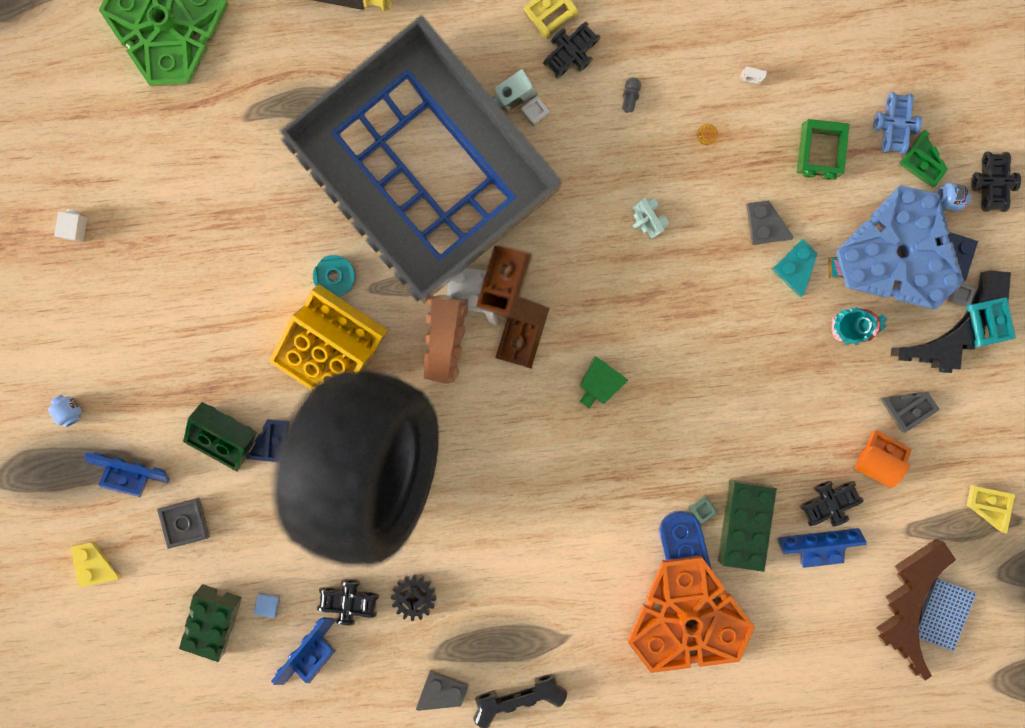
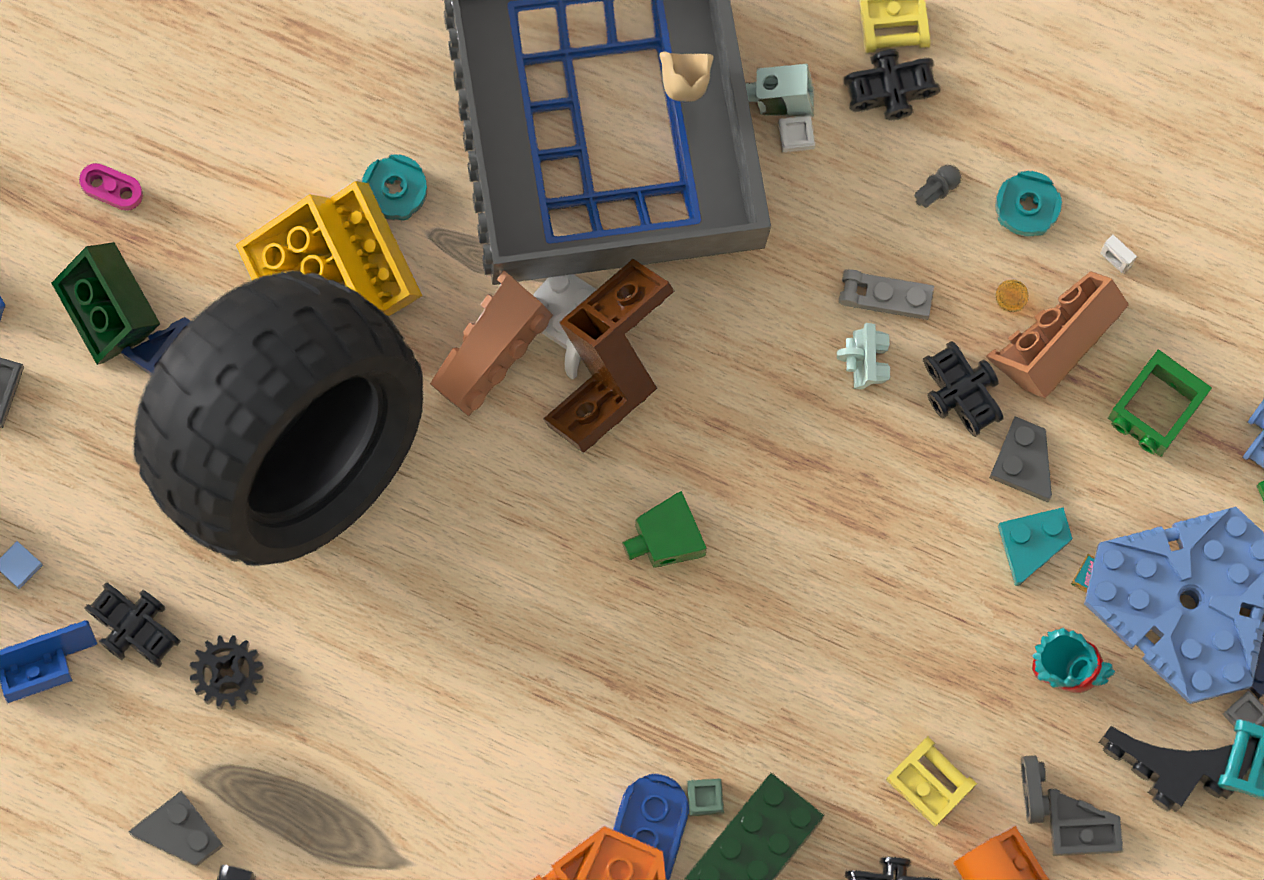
camera: 25 degrees right, 15 degrees down
(180, 368) = (112, 188): none -> dark pink plate
(462, 120) = (685, 75): none -> tan hair
(639, 174) = (886, 295): none -> light grey plate
(693, 65) = (1044, 195): none -> teal plate
(705, 201) = (963, 388): none -> black axle
(748, 142) = (1061, 335): none -> nougat wedge
(816, 438) = (923, 789): none -> light yellow plate
(878, 410) = (1032, 775): none -> dark grey plate

